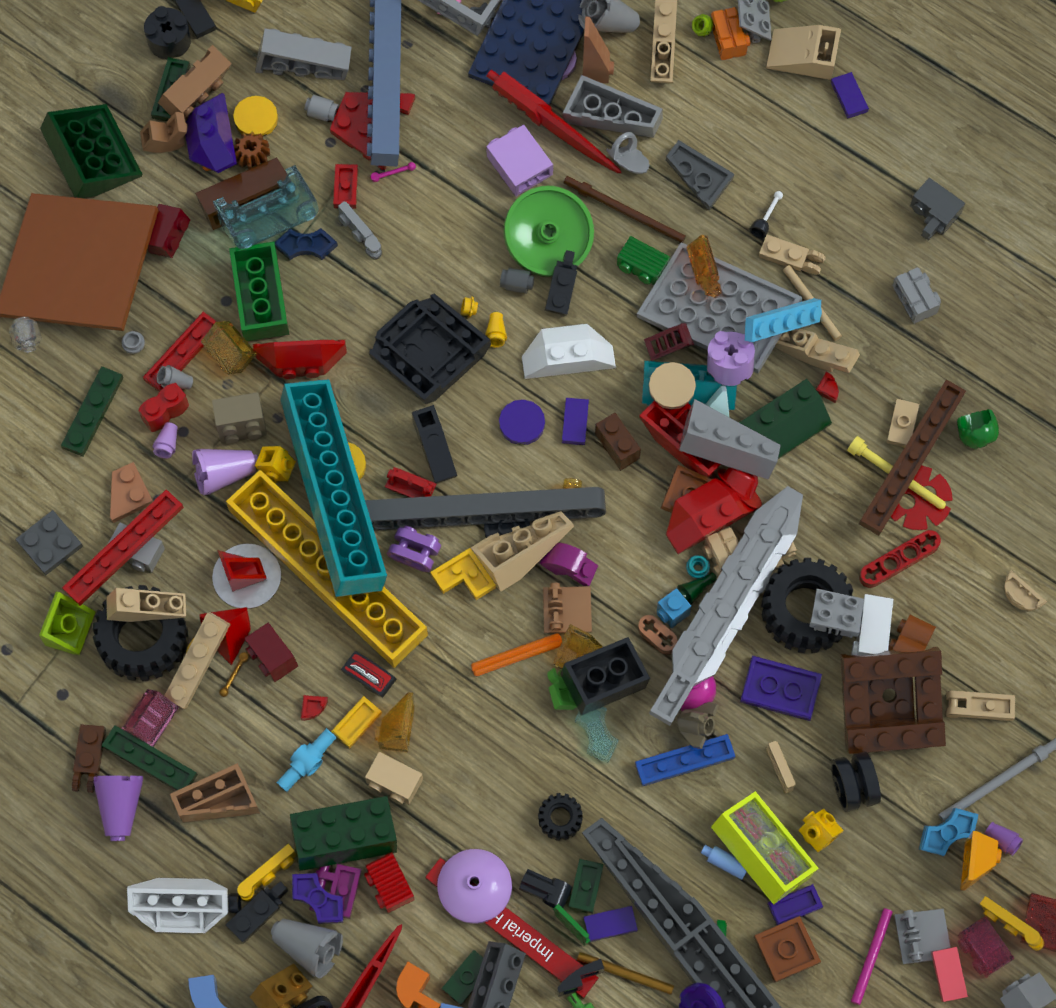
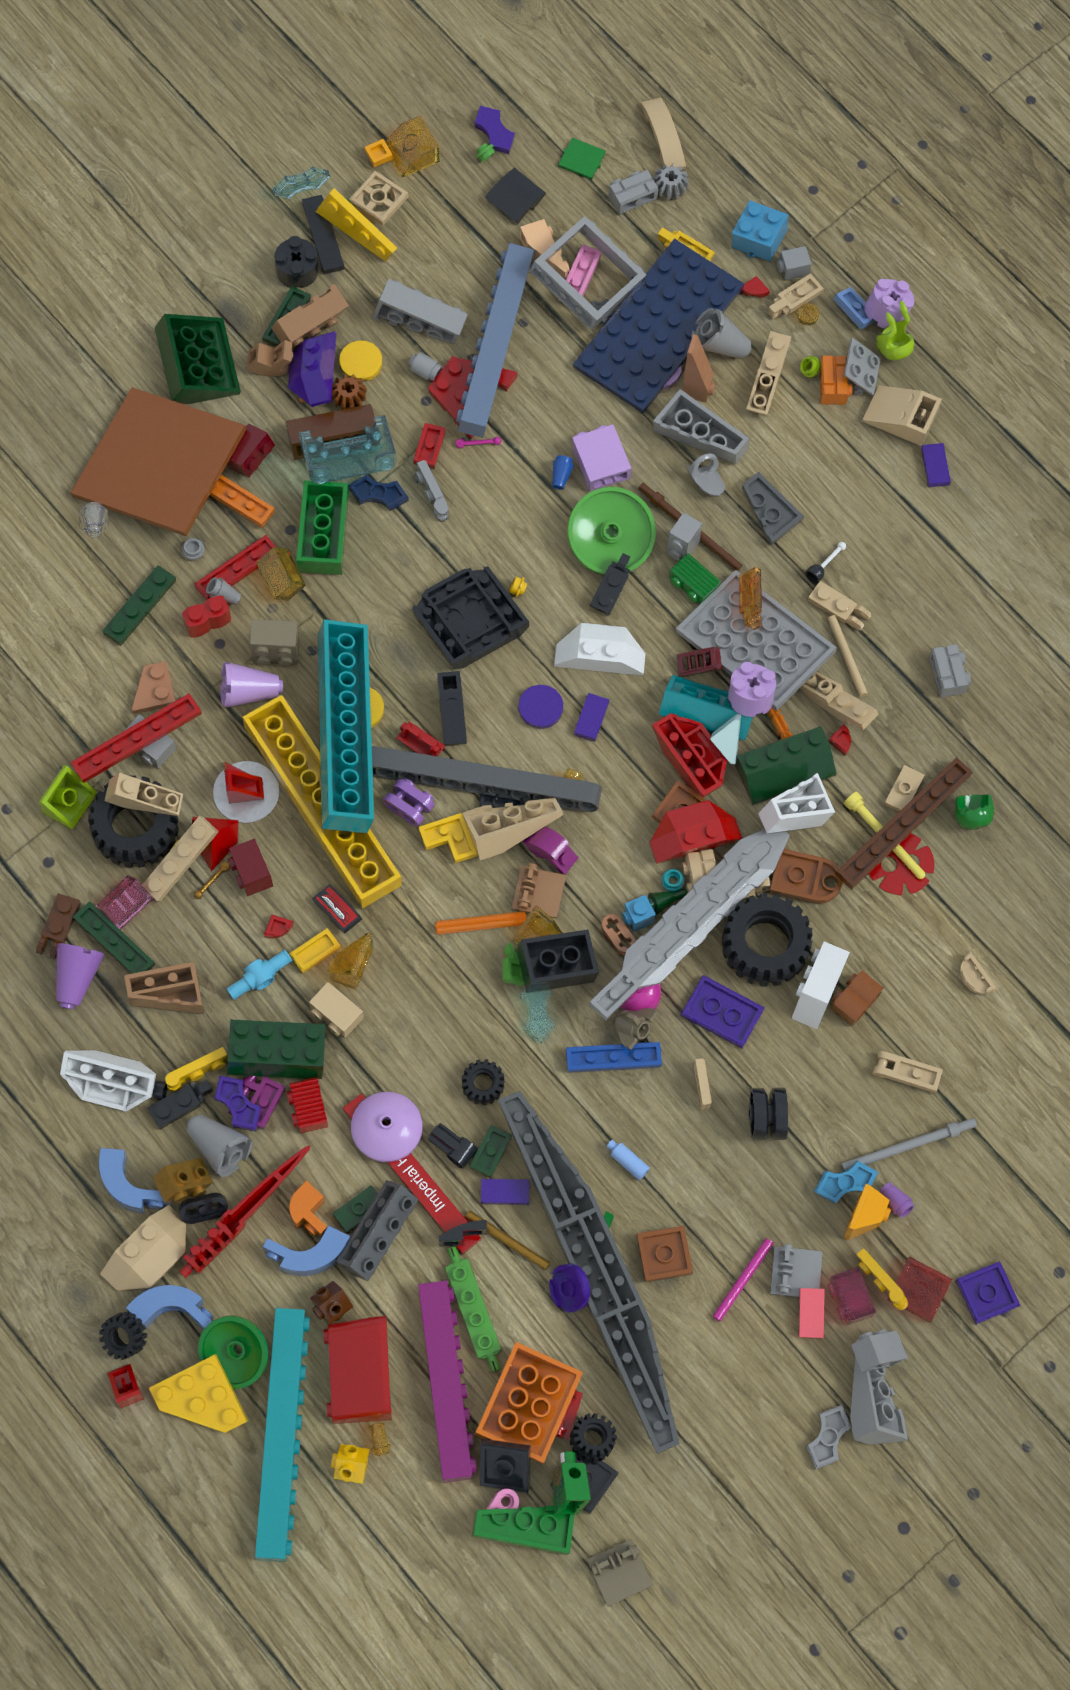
camera: 10 degrees right, 0 degrees up
(49, 542) = (69, 718): dark grey plate -> none
(166, 441) = (201, 648): lavender cone -> none
(171, 283) = (242, 501): none -> orange plate
(275, 463) = (298, 692): yellow brick -> none
(300, 358) = (347, 598): red wedge -> none
(483, 182) = (561, 471): none -> blue cone
(496, 330) = (538, 614): yellow cone -> none
(517, 280) = (569, 571): dark grey brick -> none
(542, 115) = (634, 418): red piece -> none
(571, 925) = (467, 1183): green piece -> none
(617, 441) = (626, 745): reddish brown brick -> none
(622, 221) = (684, 537): none -> light grey brick
(672, 385) = (689, 703): tan tile -> none
(727, 442) = (728, 768): light grey wedge -> none
(743, 484) = (735, 809): red piece -> none
(764, 387) = (779, 723): none -> orange axle
(764, 847) = (666, 1154): brick -> none
(782, 320) = (811, 665): medium azure plate -> none
(795, 904) = (683, 1214): dark purple tile -> none
(805, 465) = (798, 808): none -> white wedge
(820, 829) = (724, 1150): yellow brick -> none
(827, 533) = (803, 877): none -> dark orange plate
(837, 612) = (790, 951): light grey hinge -> none
(891, 725) = (814, 1069): reddish brown piece -> none
(898, 556) = (869, 920): red beam -> none
(938, 207) = (993, 591): dark grey hinge -> none

